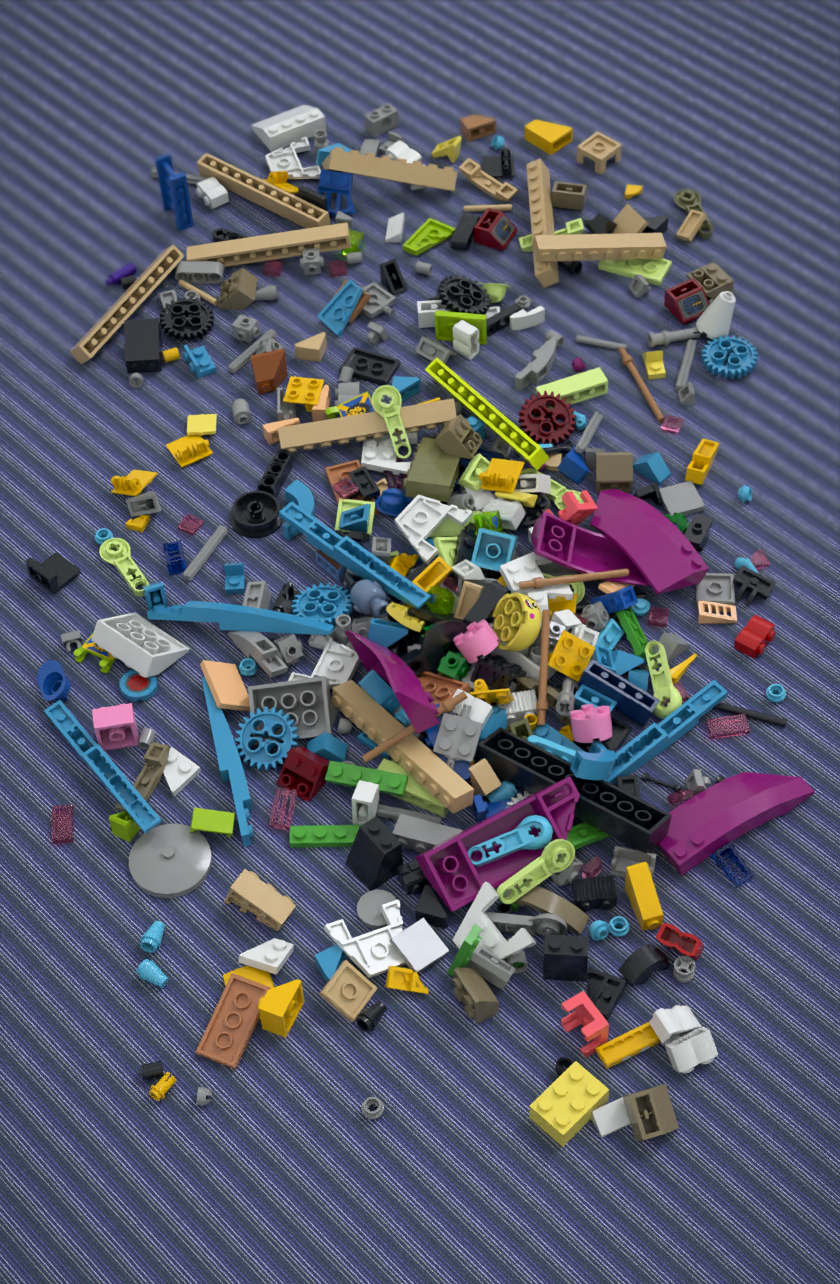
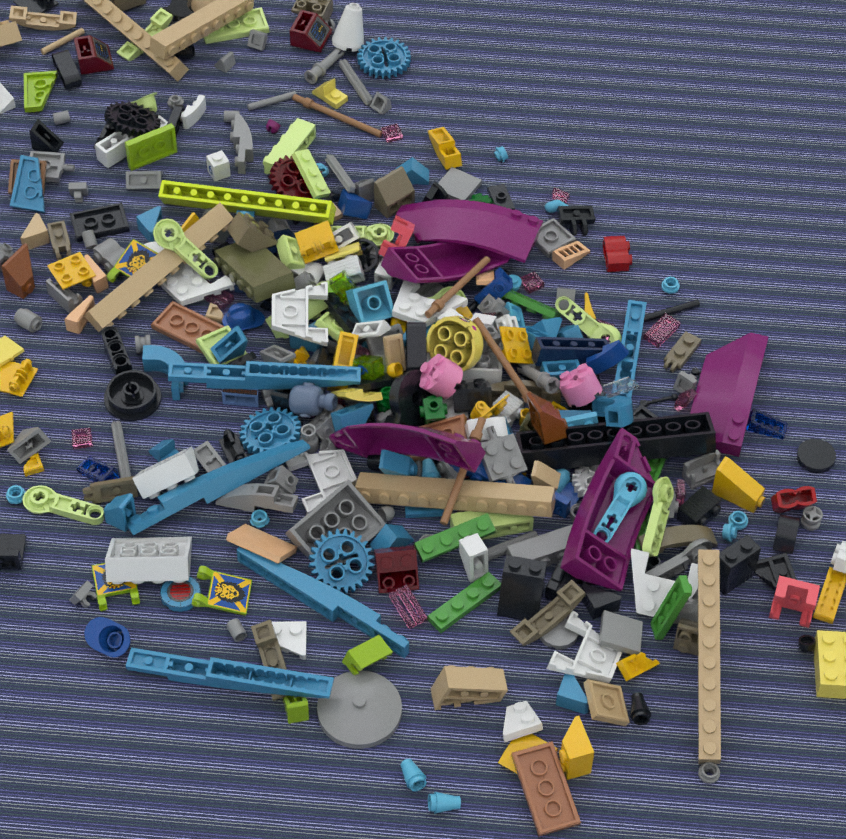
camera: 45 degrees left, 0 degrees up
(62, 824) = (238, 745): clear pink tile -> none
(115, 726) = (207, 634): bright pink brick -> none
(167, 575) = (107, 490): none -> dark tan hinge
(168, 706) = (225, 592): none -> flag
(211, 587) = (166, 474): none -> white slope
(305, 478) = (140, 341): none -> light grey wheel
(326, 362) = (59, 238): none -> dark tan hinge
(345, 488) = (194, 327): clear pink tile -> none
(366, 486) = (203, 316): black hinge -> none
(373, 892) = (550, 616): none -> dark tan slope
(449, 1011) = (709, 657): none -> tan brick
(457, 613) = (394, 369): none -> yellow hinge
(466, 339) = (165, 154): white brick -> none
(500, 372) = (218, 165): none -> white brick
(524, 728) = (546, 419): none -> dark orange slope
(560, 418) = (311, 174): none -> yellowish green plate
(596, 292) = (226, 62): none -> light grey slope
(623, 746) = (619, 387): none -> clear piece
(642, 716) = (610, 356): none -> blue slope
(724, 755) = (681, 351): none -> dark tan hinge
(749, 920) = (816, 455): none -> black tile

